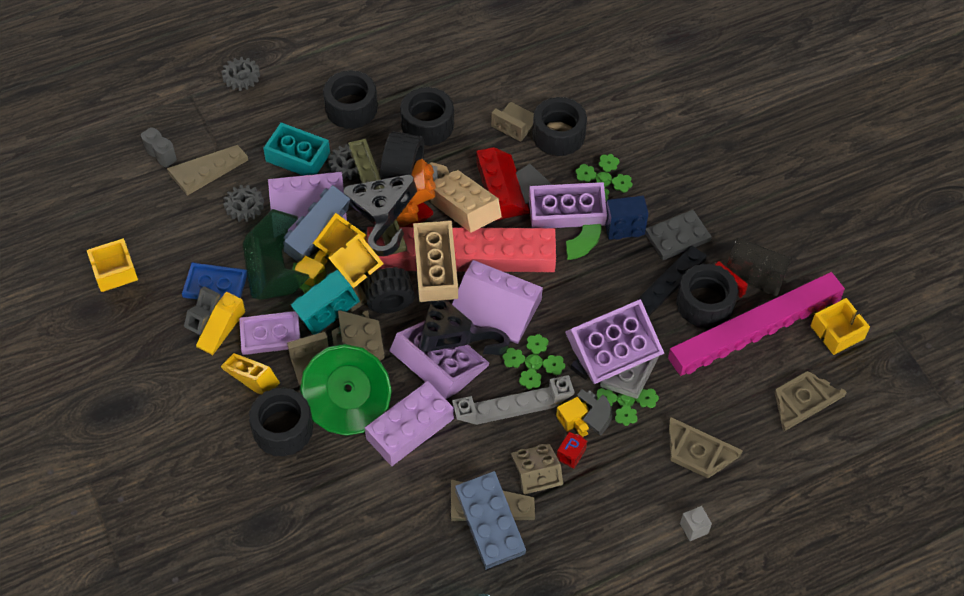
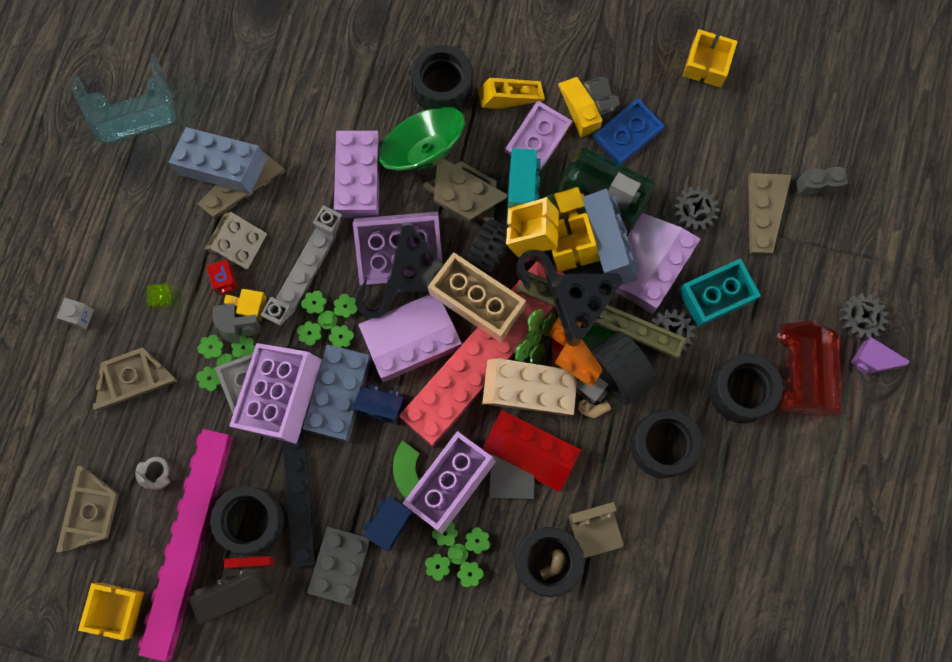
camera: 130 degrees right, 20 degrees up
(265, 52) = (876, 358): none -> medium lavender slope
(270, 248) = (624, 190): none -> light grey brick
(304, 349) = (481, 147): dark tan bracket -> none
(307, 74) = (813, 369): none -> clear red windscreen
(424, 218) = (534, 337): none -> bright green plant
(560, 279) = (379, 405): none -> dark blue slope
(573, 309) = (335, 391): none -> sand blue brick
(626, 485) = (158, 295): none -> clear neon green tile
(749, 375) = (160, 483): none -> light grey piece

